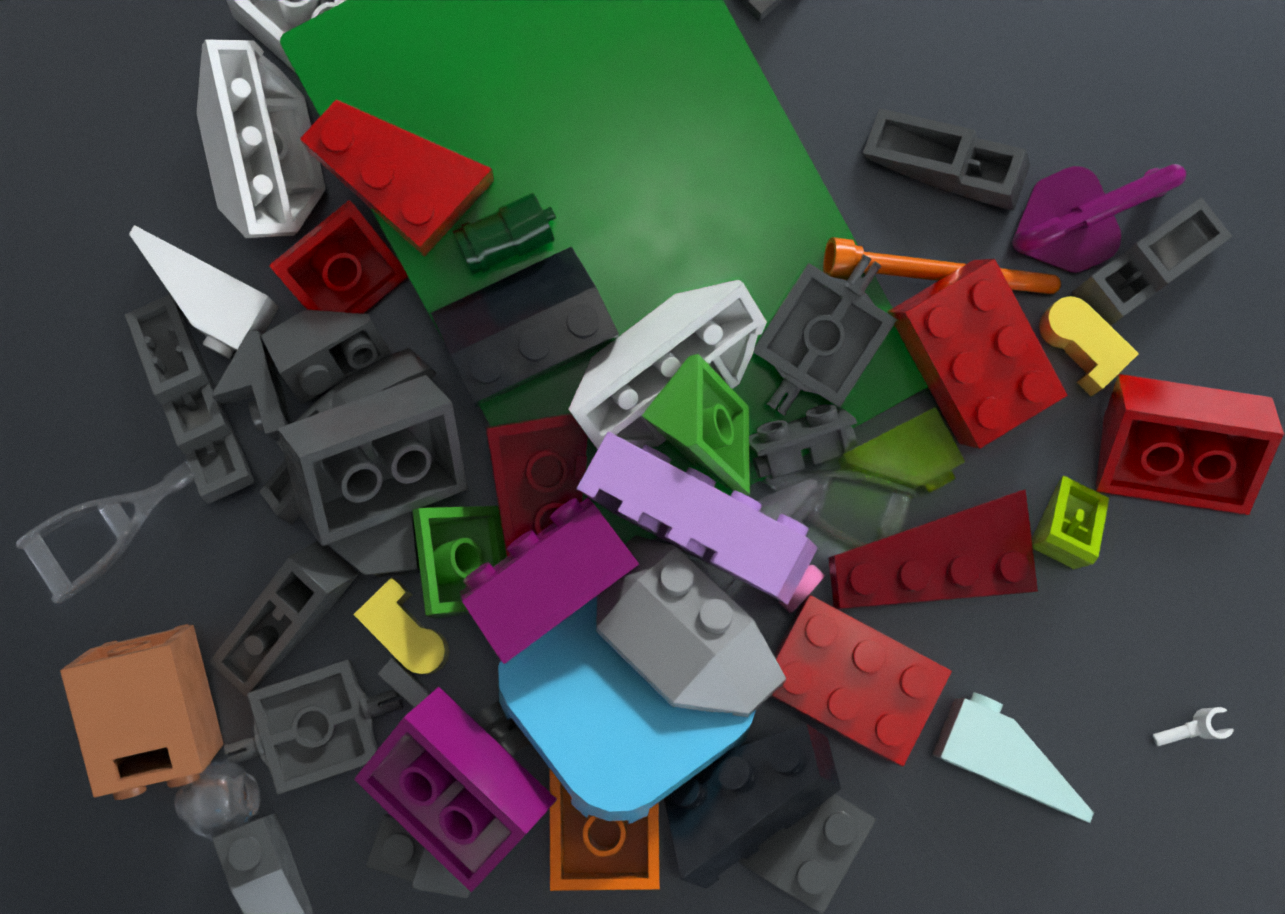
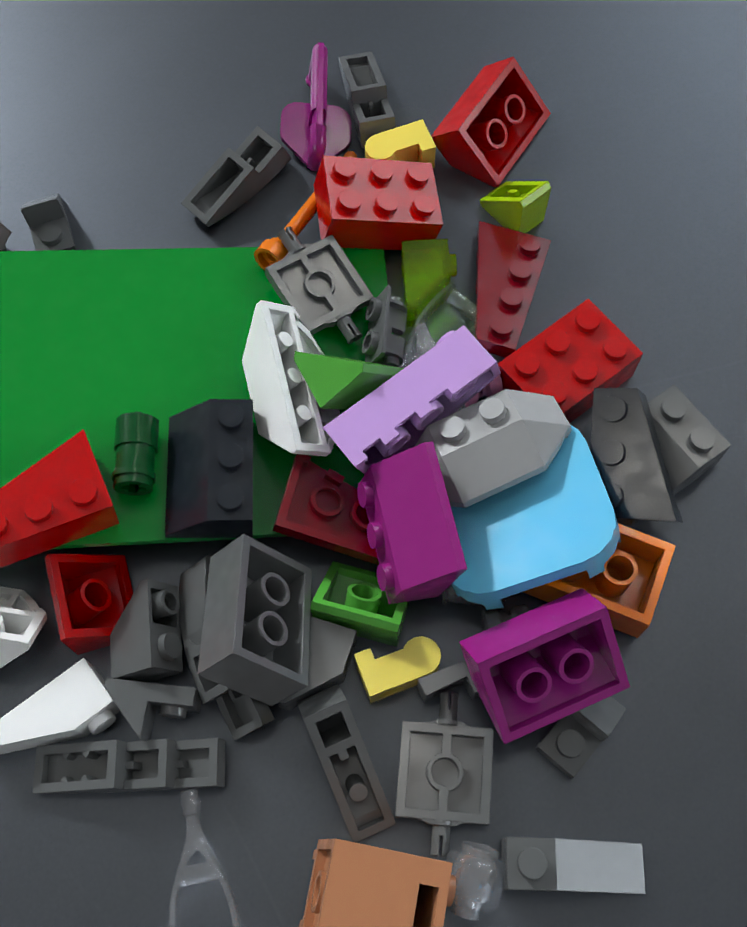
camera: 65 degrees left, 15 degrees down
(1001, 752) = (657, 297): light aqua slope -> none
(1199, 726) = (676, 187): white hand -> none

